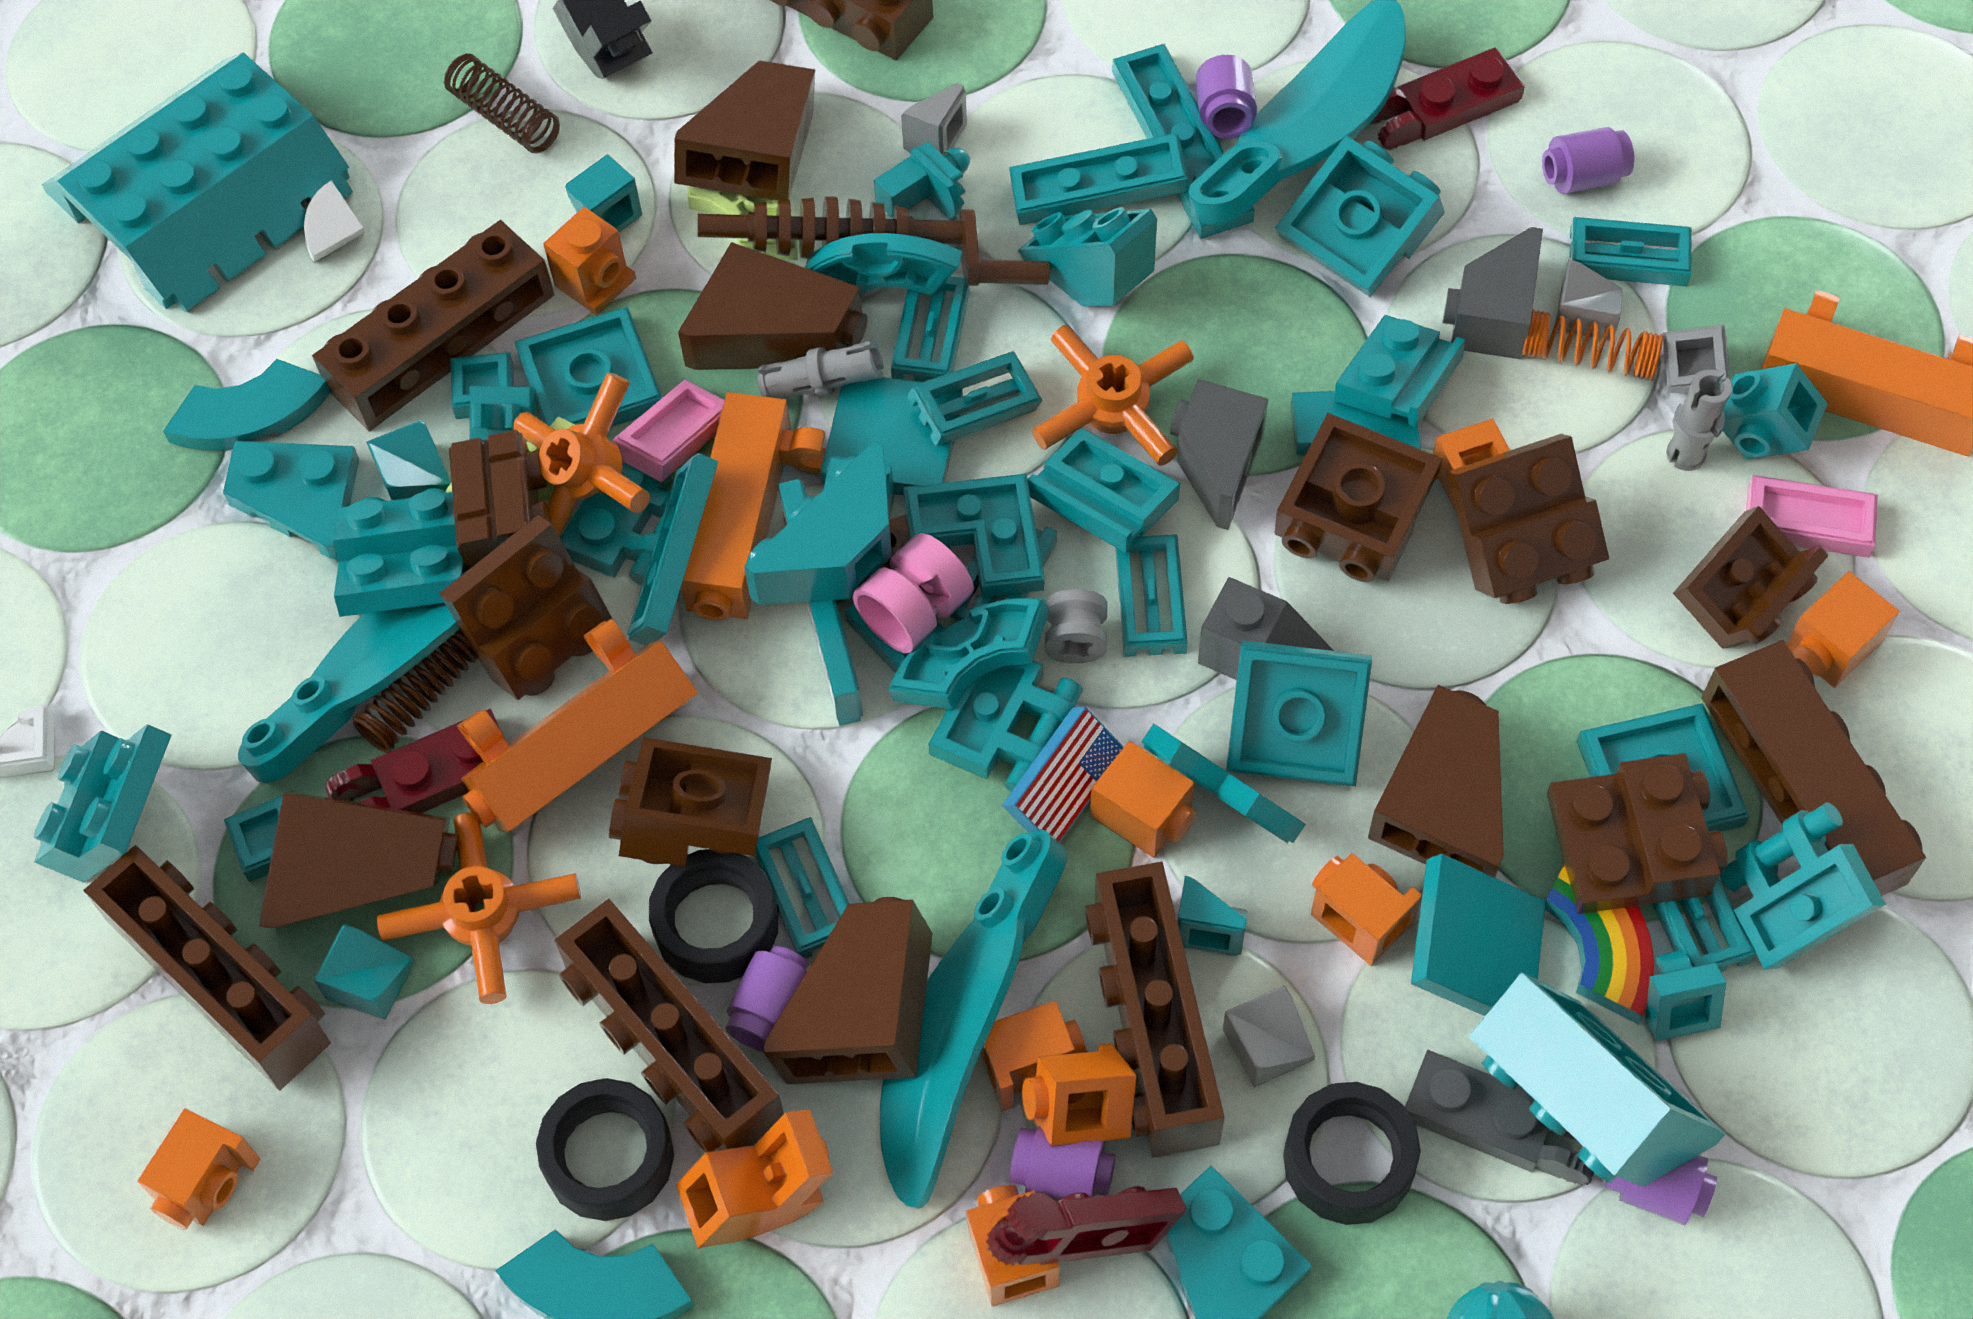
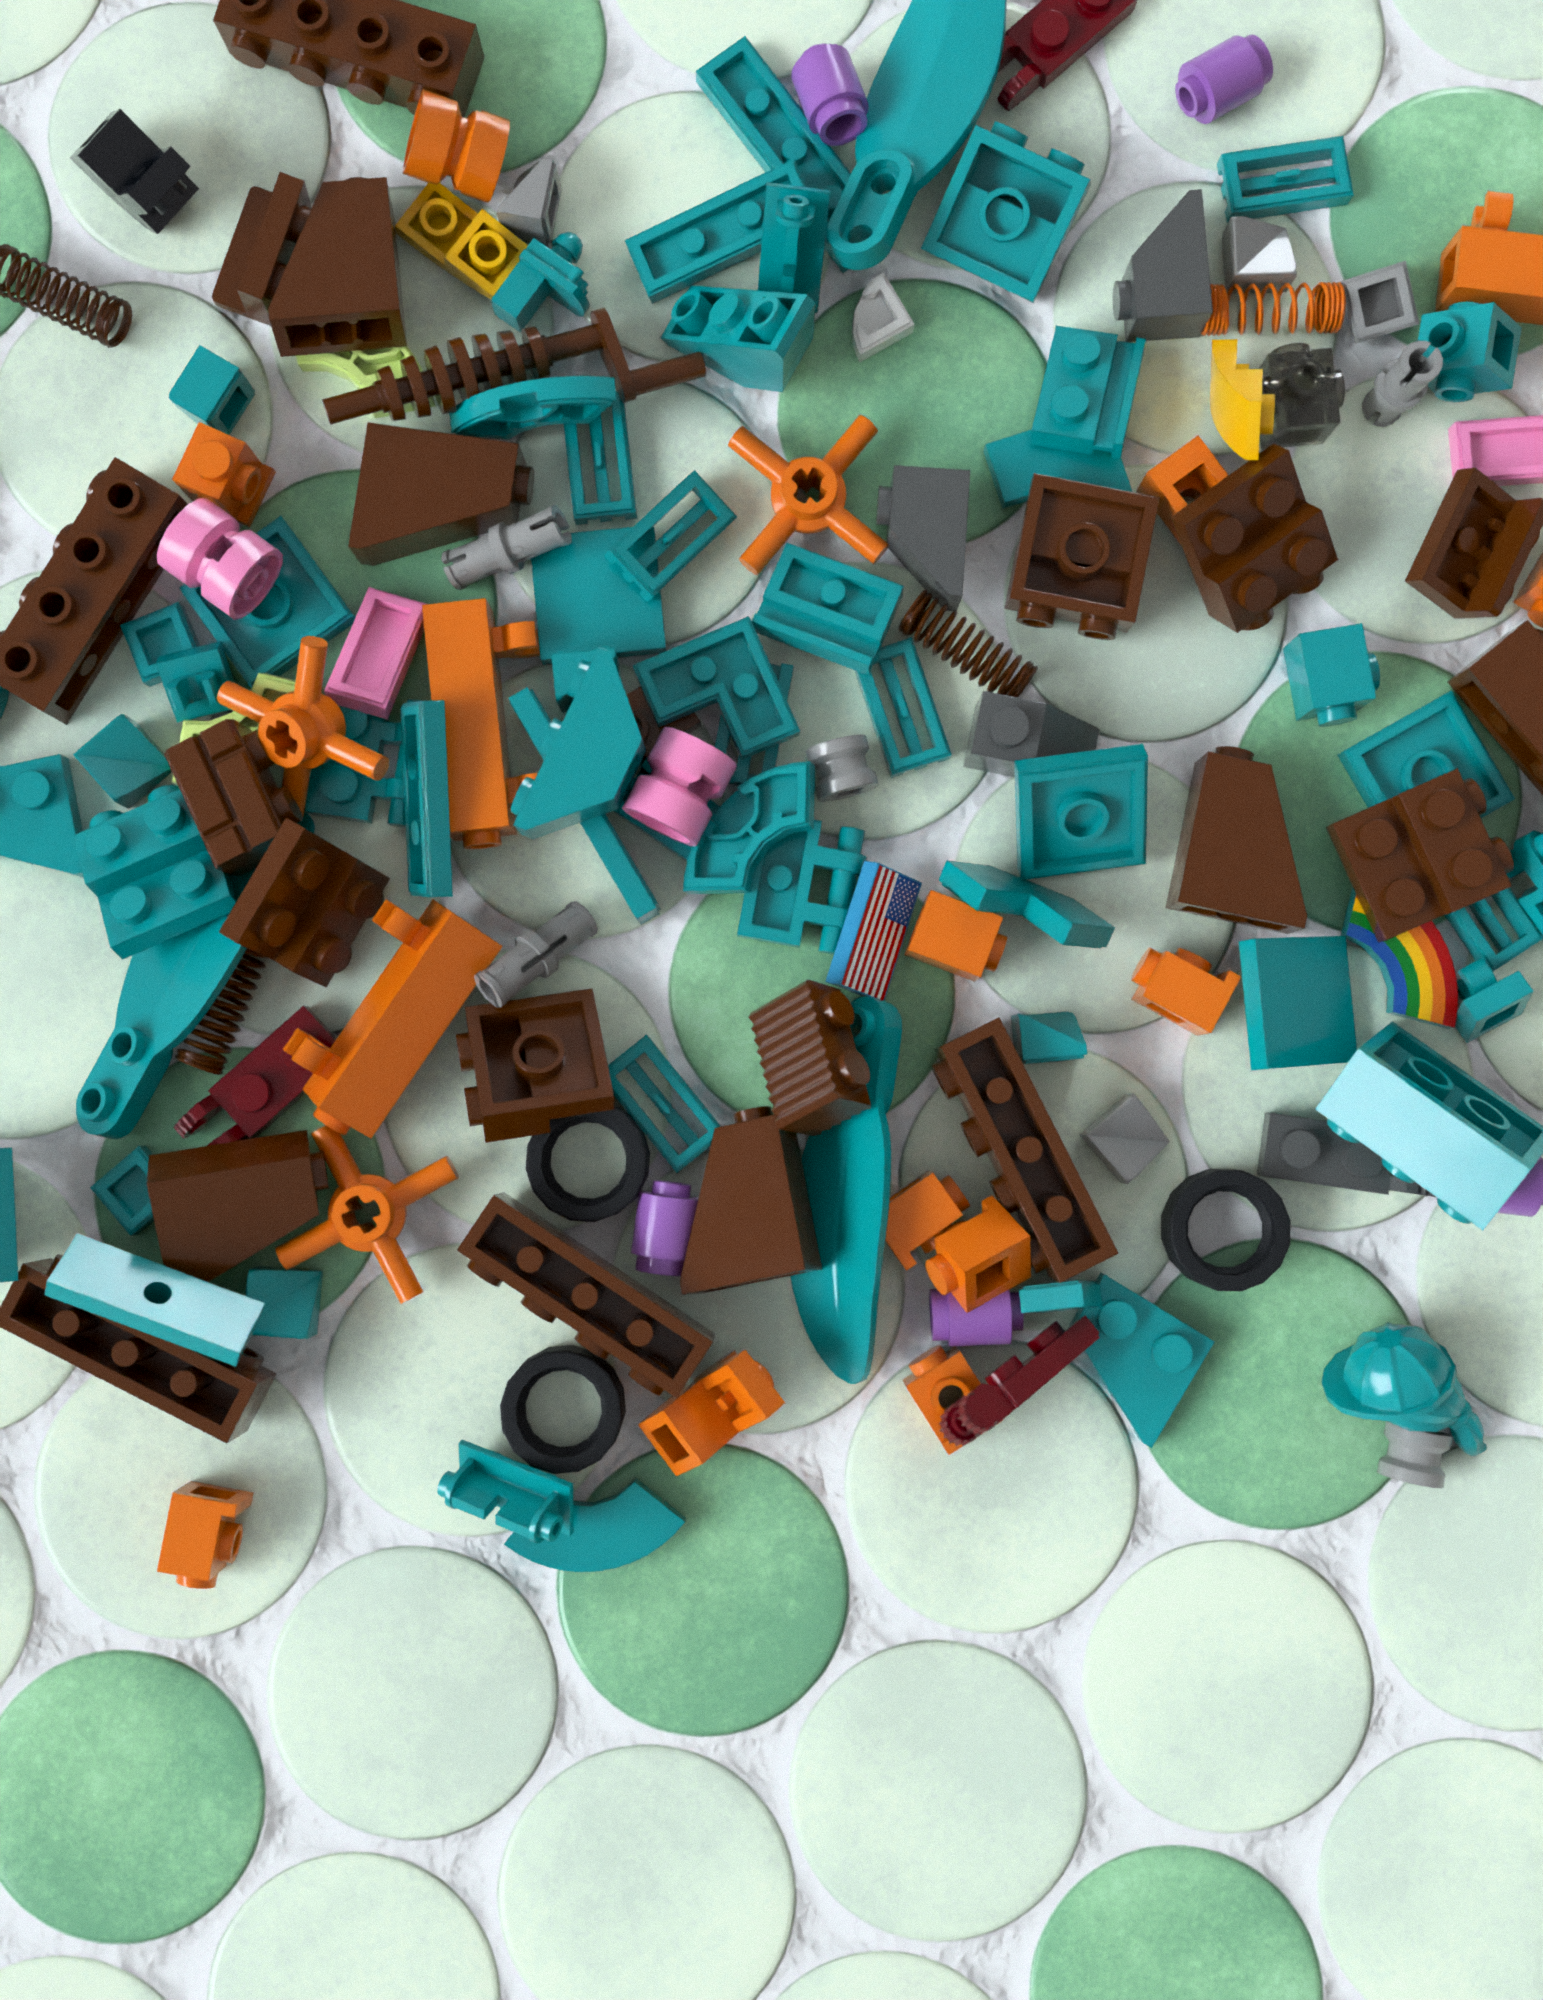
camera: 20 degrees left, 25 degrees up
(246, 907) = (154, 1299): none -> tile
(522, 1206) = (529, 1499): none -> teal hinge
(560, 315) = (210, 552): none -> bright pink wheel
(687, 98) = (262, 247): none -> reddish brown bracket
(693, 718) = (536, 954): none -> light grey pin
(862, 135) = (460, 240): none -> yellow slope
(883, 62) = (456, 146): none -> orange wheel
(964, 863) = (811, 1058): none -> reddish brown brick
(1155, 1164) = (1060, 1296): none -> teal tile
(1162, 184) = (793, 240): none -> teal hinge
(1222, 278) = (879, 319): none -> white tile
(1276, 586) = (911, 624): none -> reddish brown piece
(1539, 397) = (1238, 402): none -> yellow slope
(1582, 656) = (1331, 674): none -> teal brick
(1598, 413) = (1305, 394): none -> clear smoke brick

